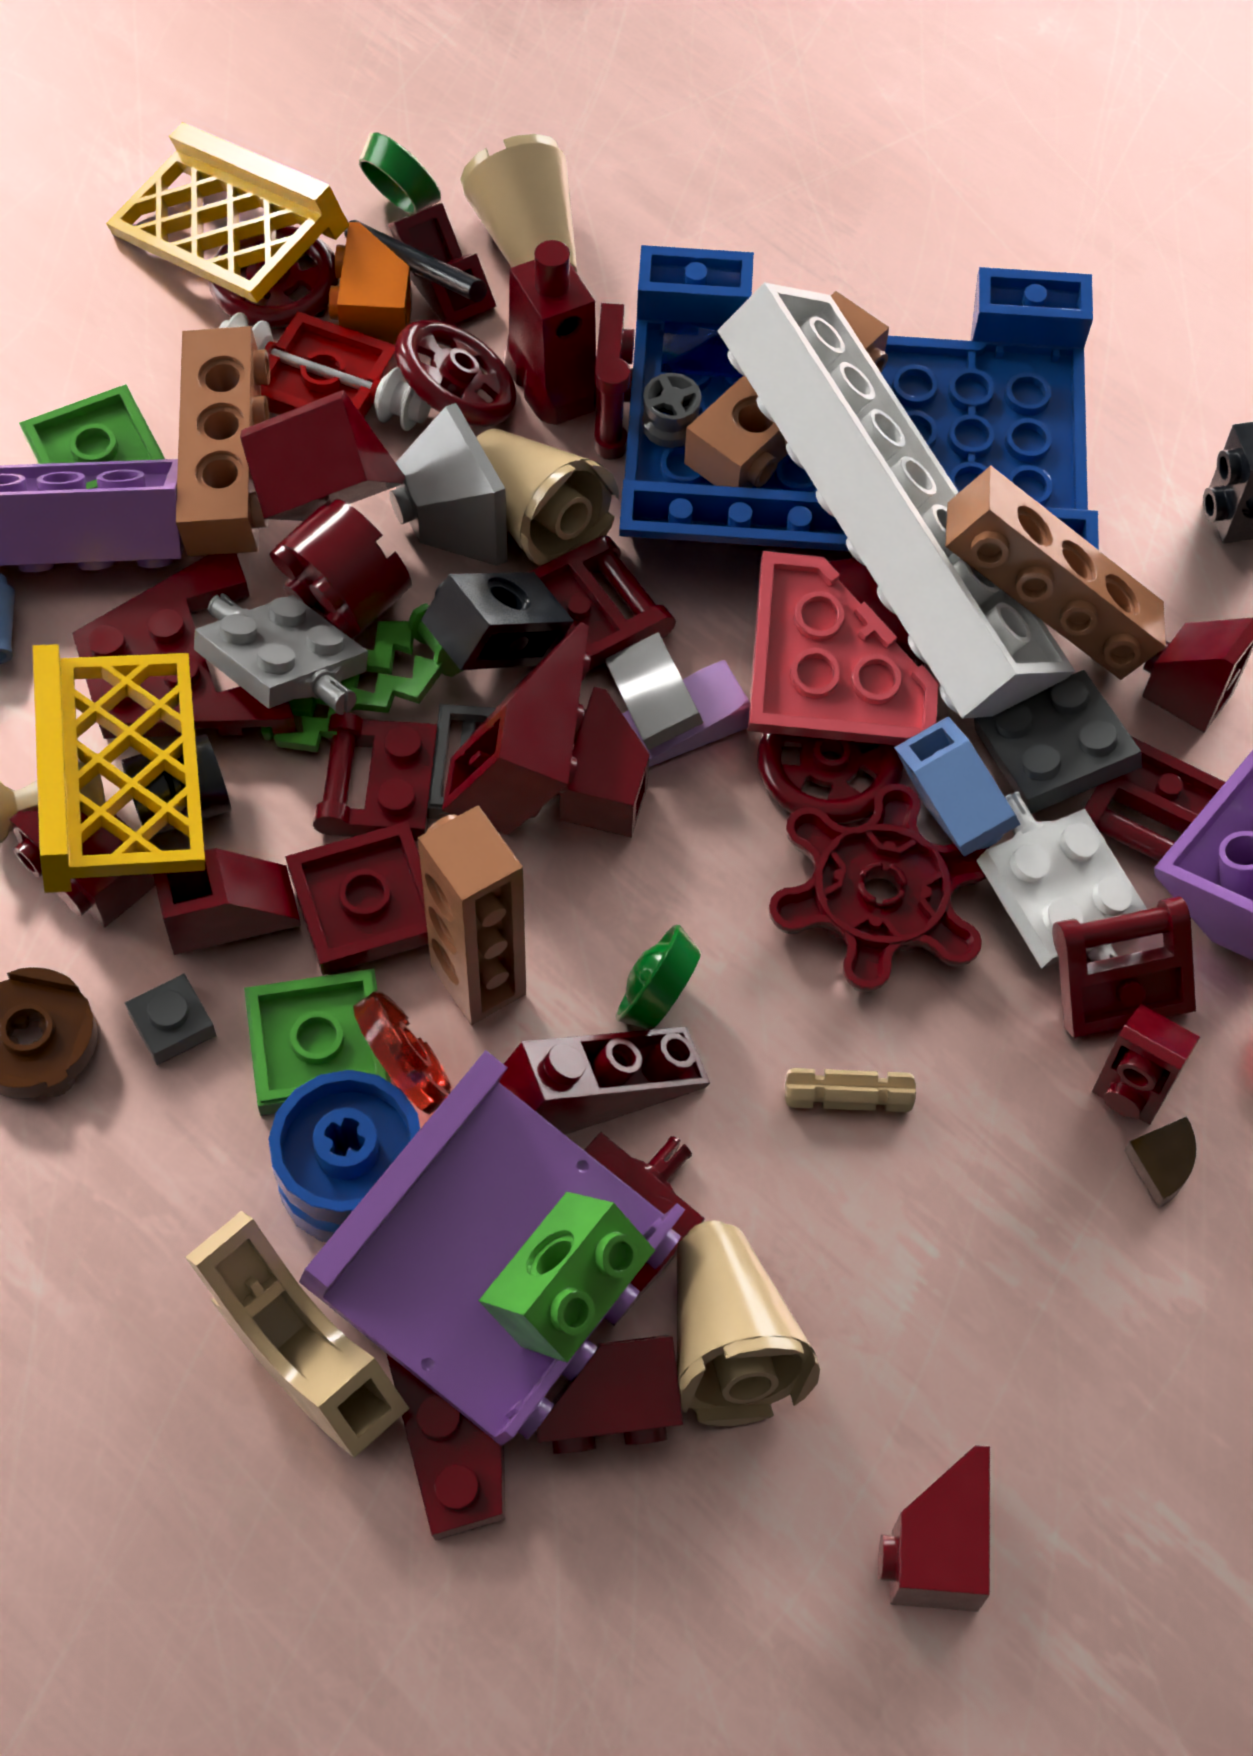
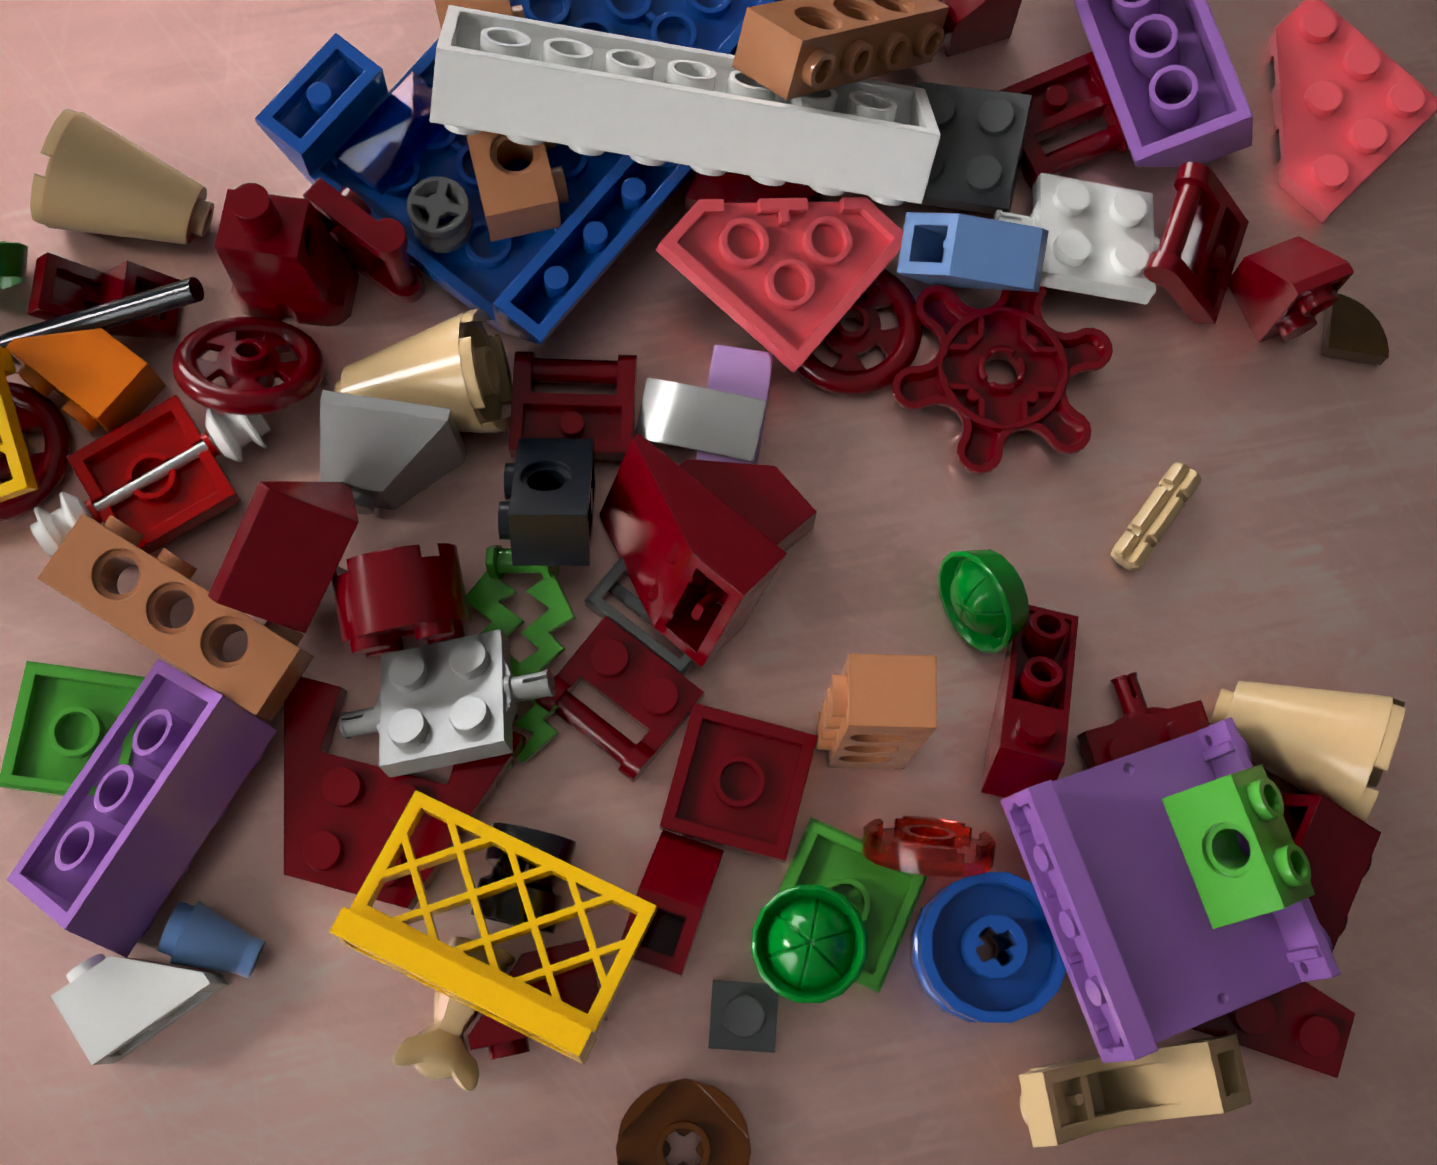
camera: 55 degrees left, 15 degrees up
(257, 1013) = (809, 944): none -> green hat

